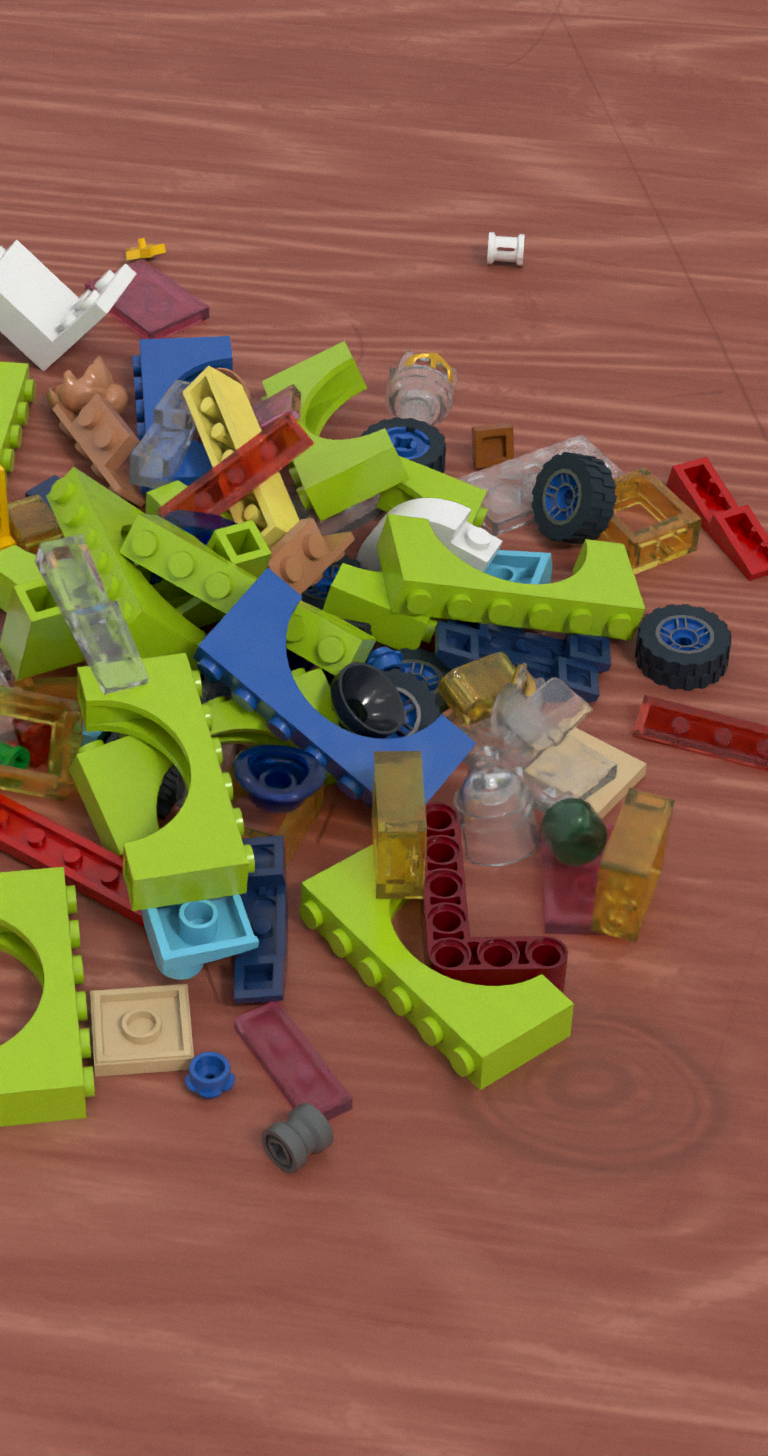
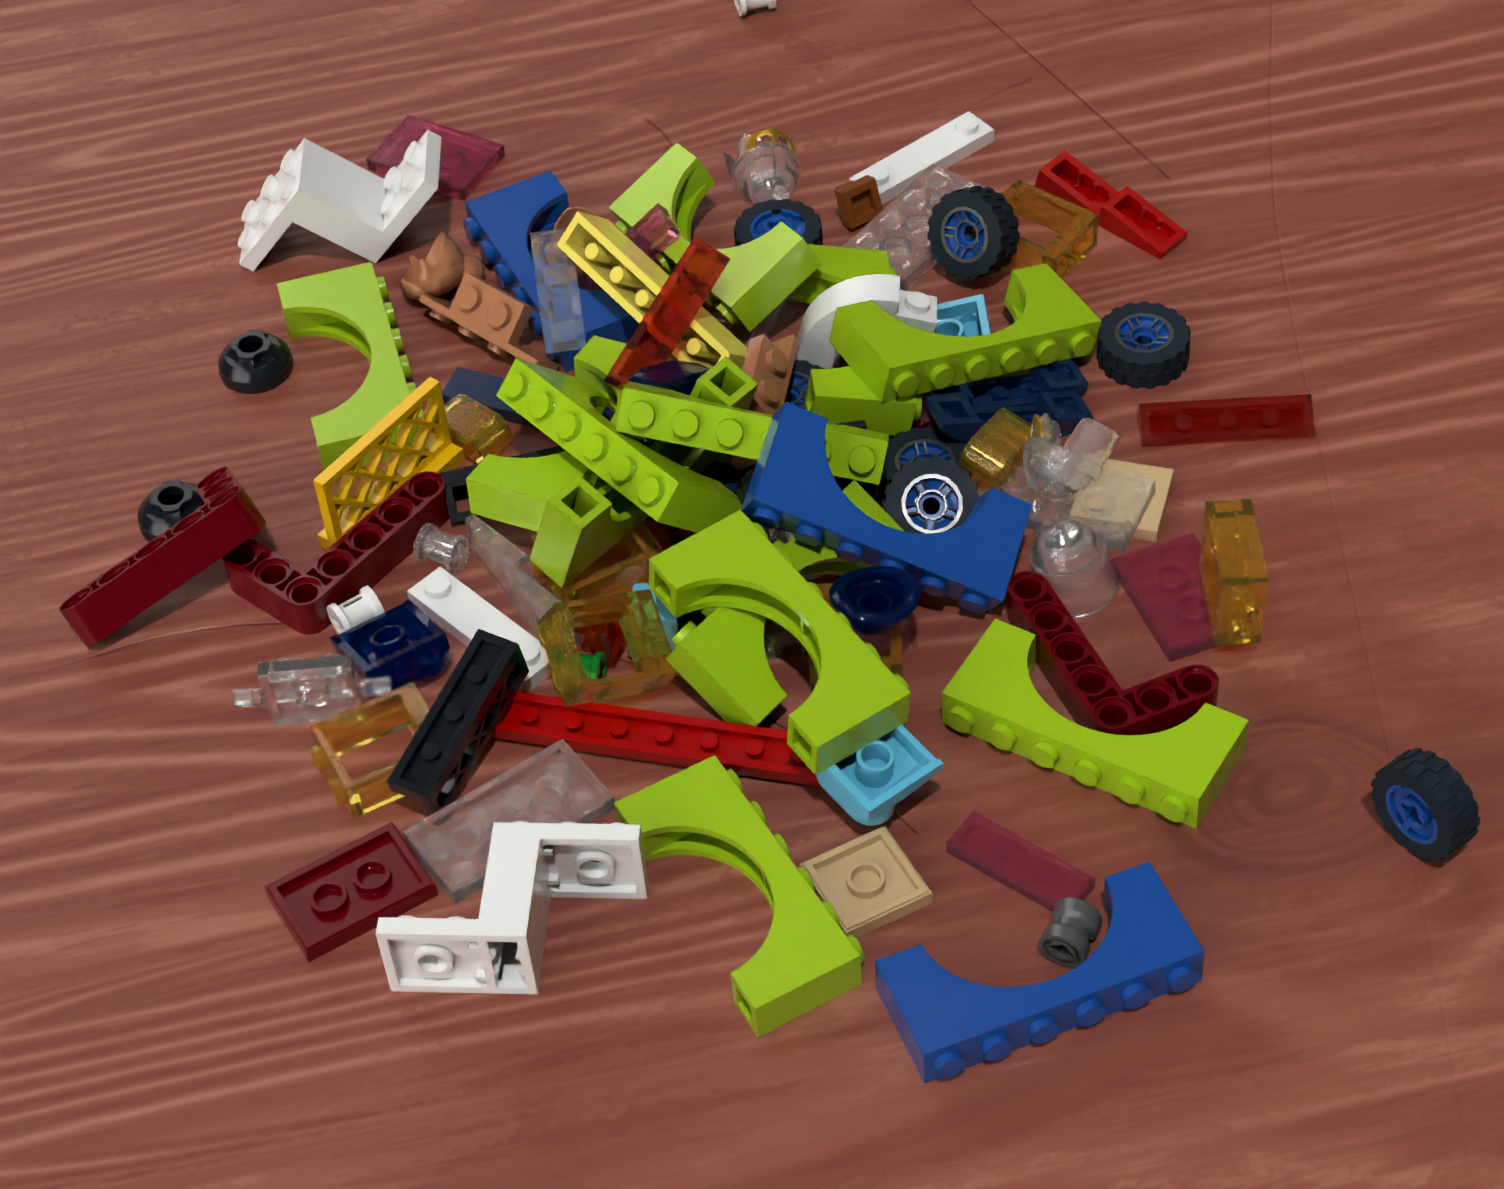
camera: 15 degrees left, 5 degrees up
(90, 614) = (646, 510): clear slope -> none
(144, 250) = (403, 105): yellow piece -> none
(148, 1183) = (963, 1023): none -> blue arch
(209, 1075) = (955, 894): blue plate -> none
(262, 971) = (948, 793): dark blue slope -> none
(371, 696) = (913, 500): black piece -> none
(386, 659) = (898, 454): blue plate -> none
(398, 825) = (1014, 607): clear yellow window -> none
(574, 831) = (1156, 558): clear green head -> none
(597, 424) = (940, 147): none -> white plate
(697, 1138) = (1425, 804): none -> black wheel

